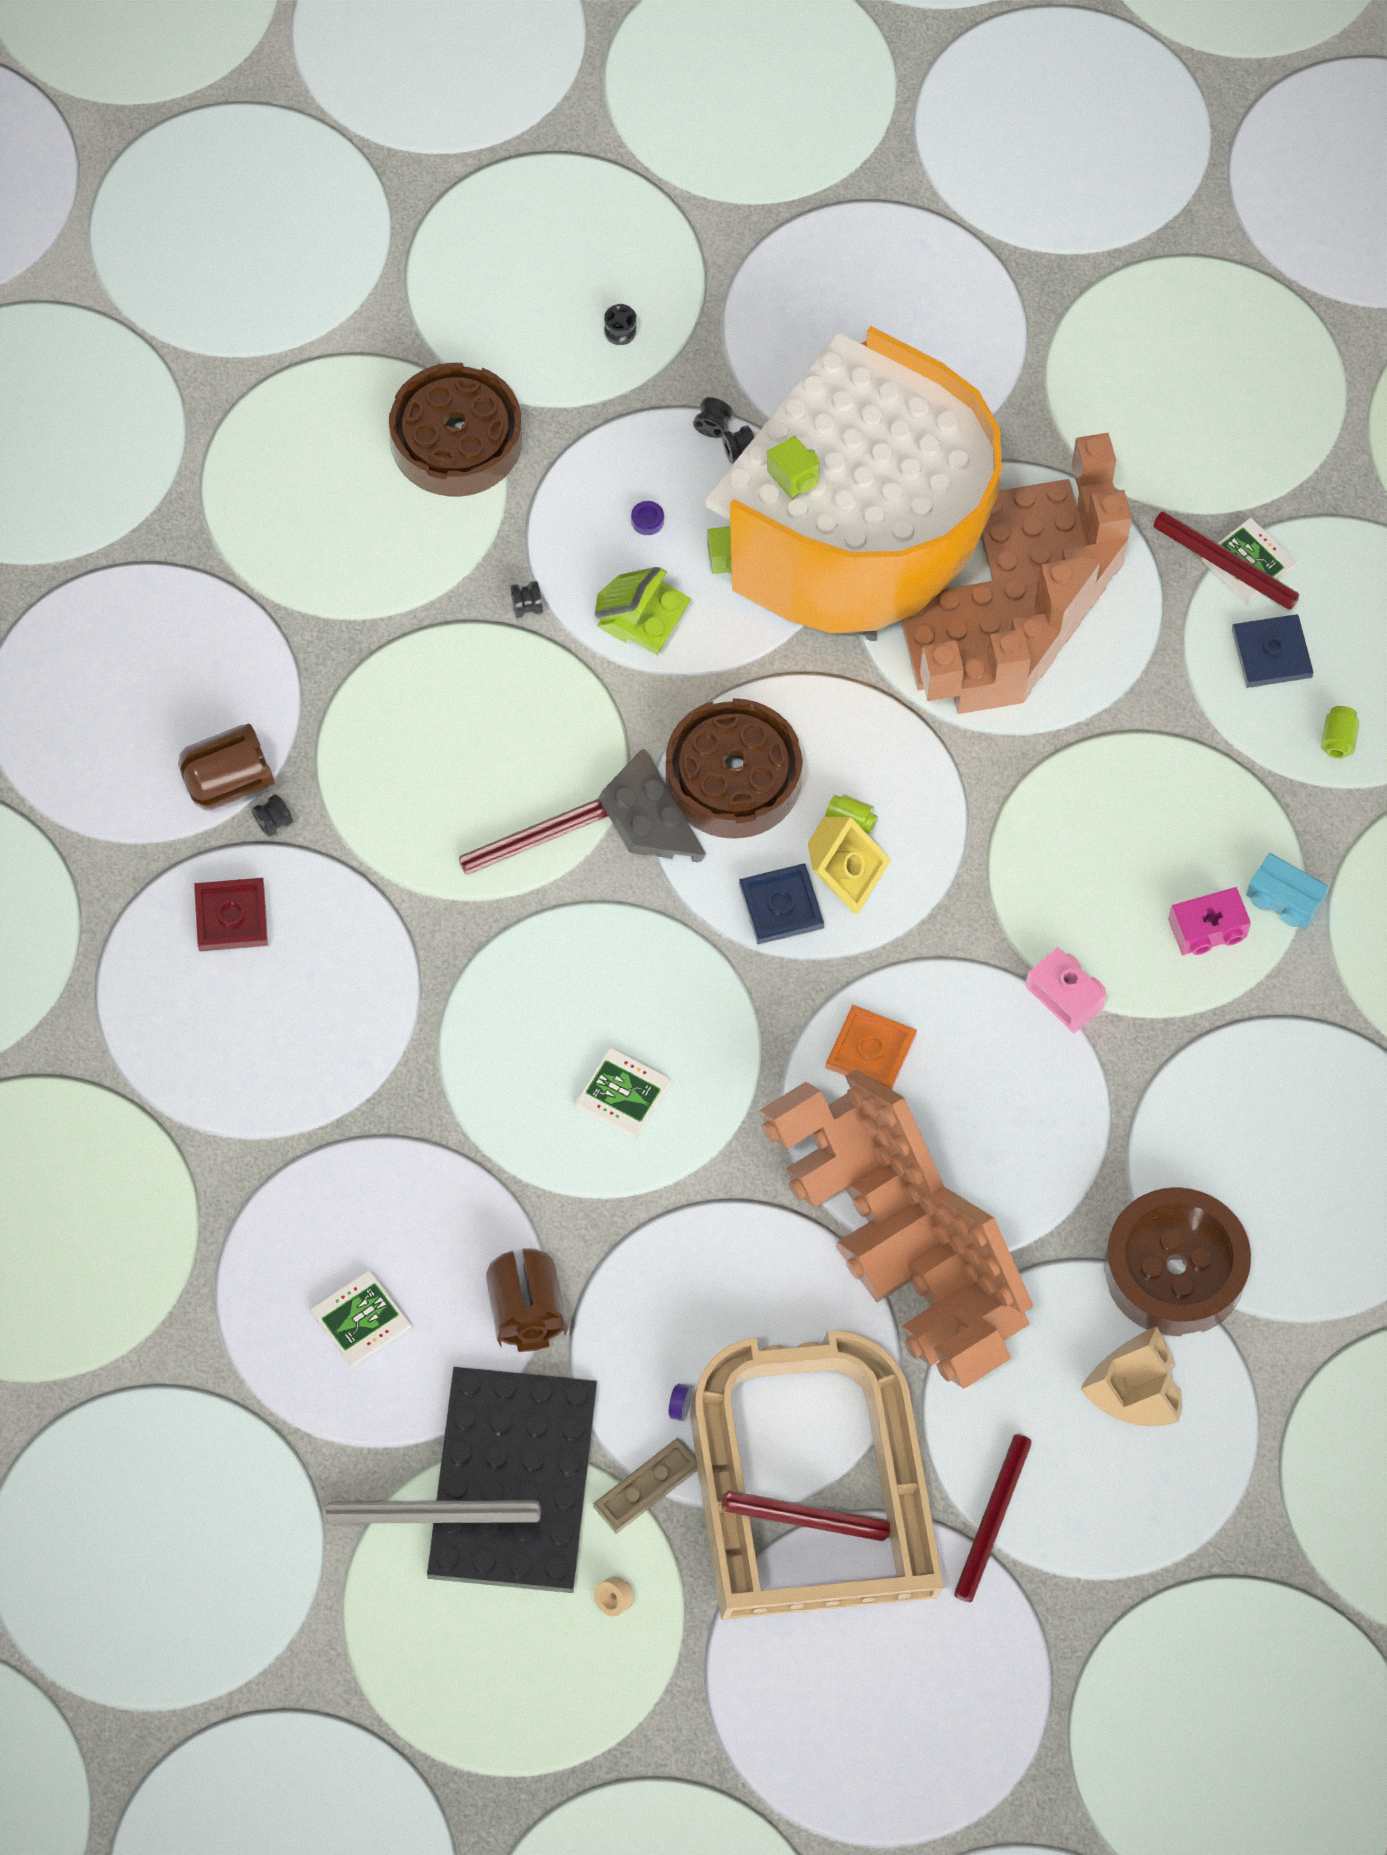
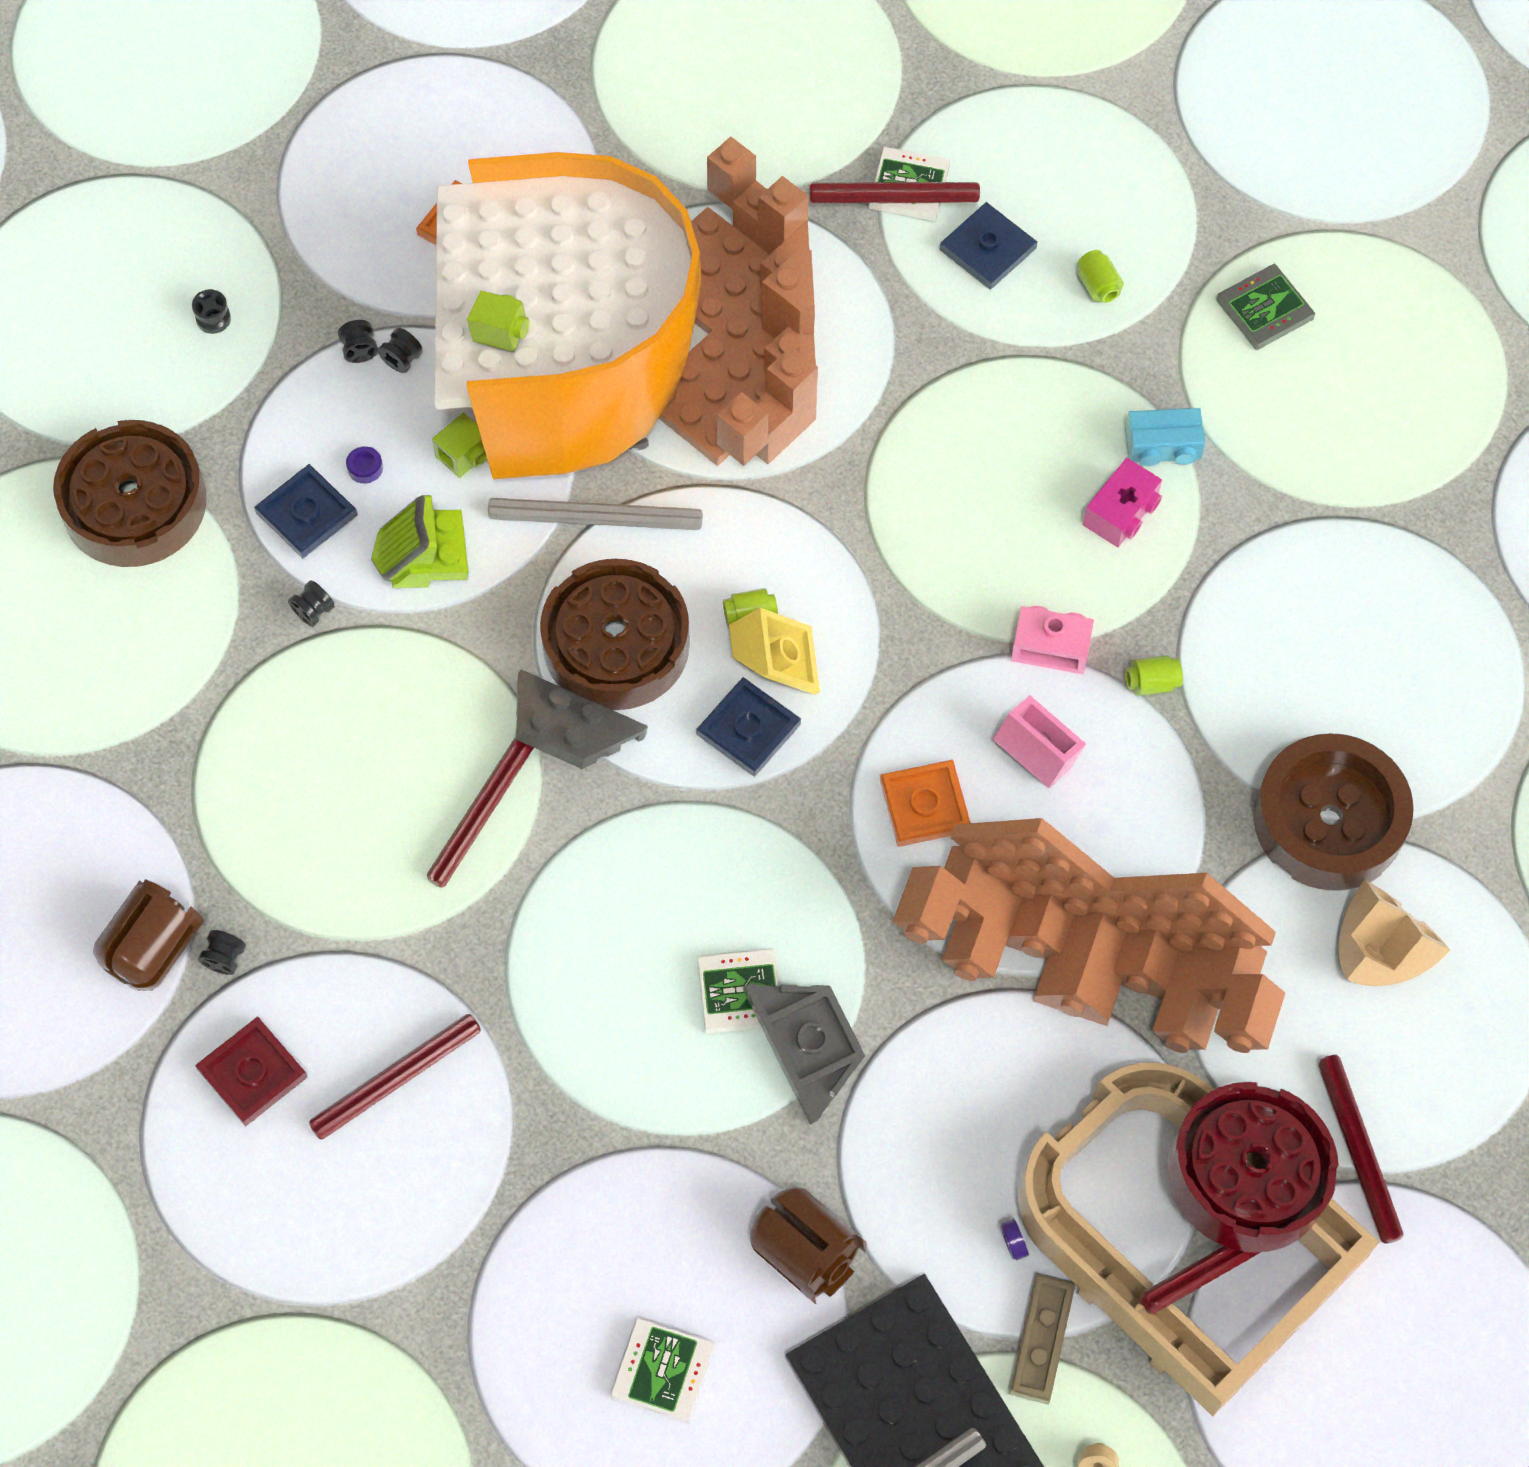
camera: 35 degrees left, 0 degrees up
(329, 986) = (394, 1076): none -> axle
(575, 525) = (305, 511): none -> dark blue plate
(642, 1160) = (808, 1040): none -> dark grey wing
(792, 667) = (595, 513): none -> light grey axle
(861, 1490) = (1245, 1204): none -> dark red brick
(989, 1058) = (1039, 741): none -> bright pink brick
(1124, 1069) = (1154, 675): none -> lime brick

